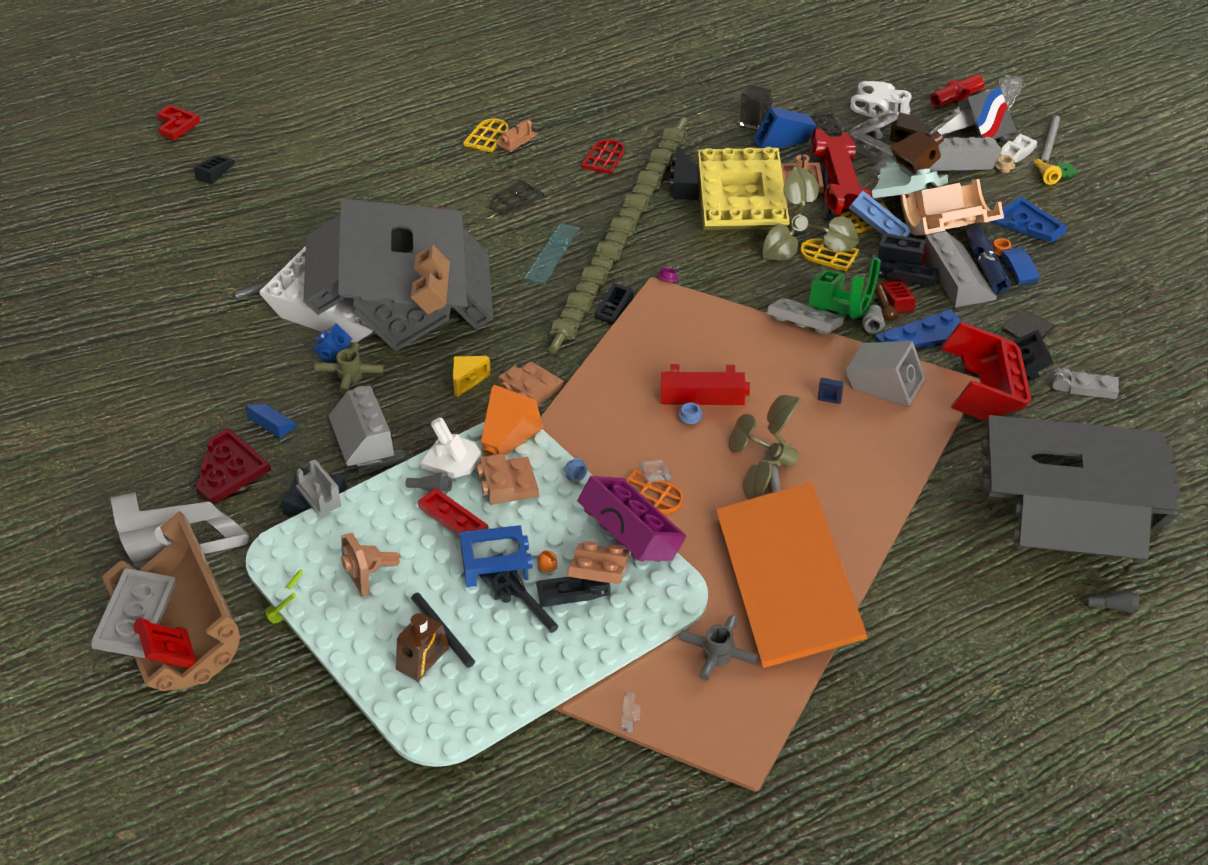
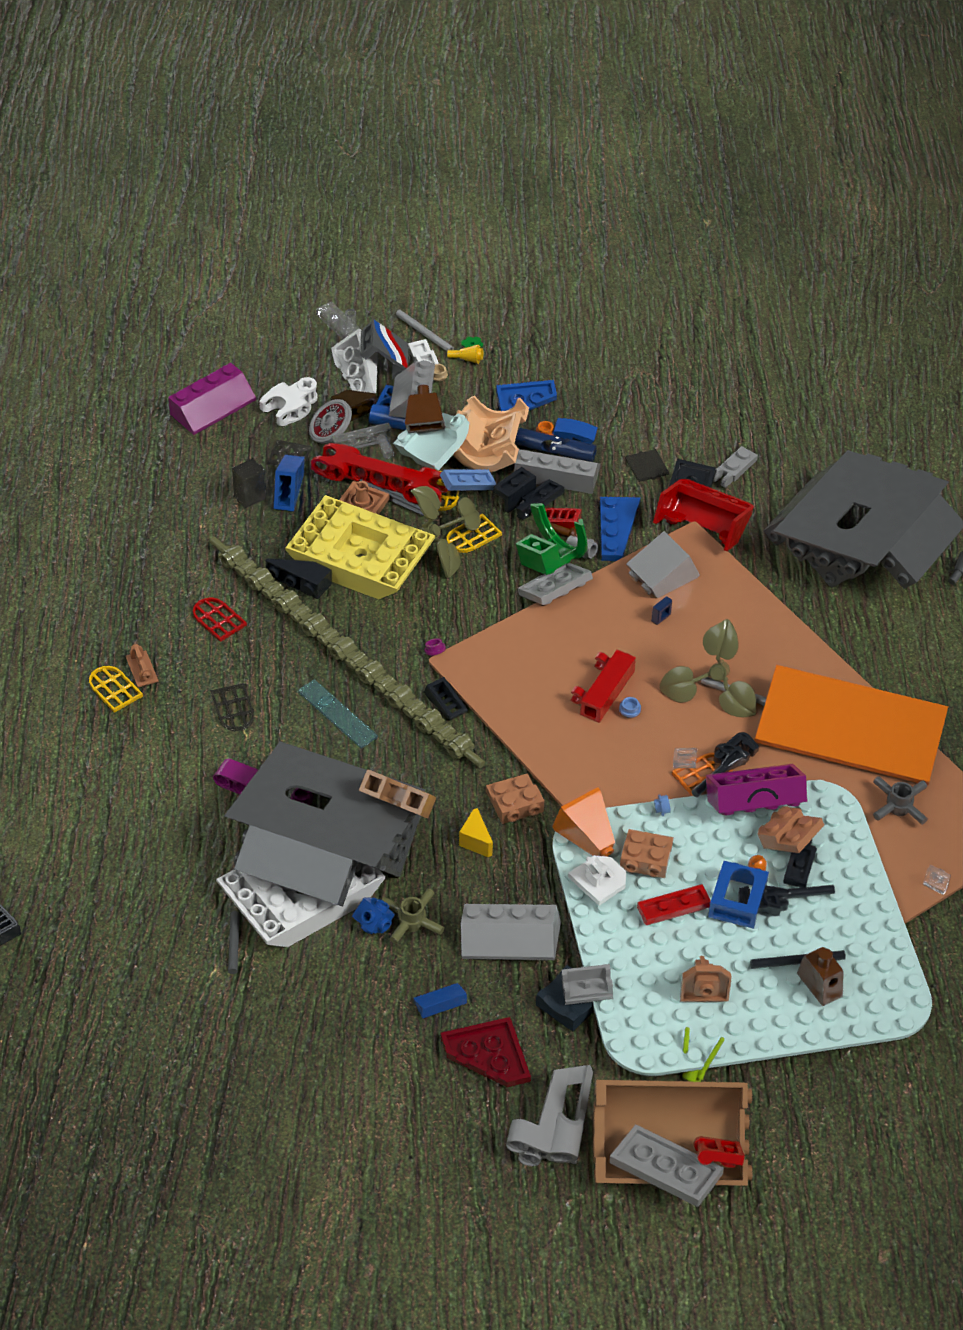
camera: 65 degrees left, 5 degrees up
(429, 483) = (626, 902): dark grey cone -> none
(680, 500) = (730, 756): none -> black piece
(838, 61) = (211, 399): none -> magenta slope
(957, 91) = (316, 349): red piece -> none

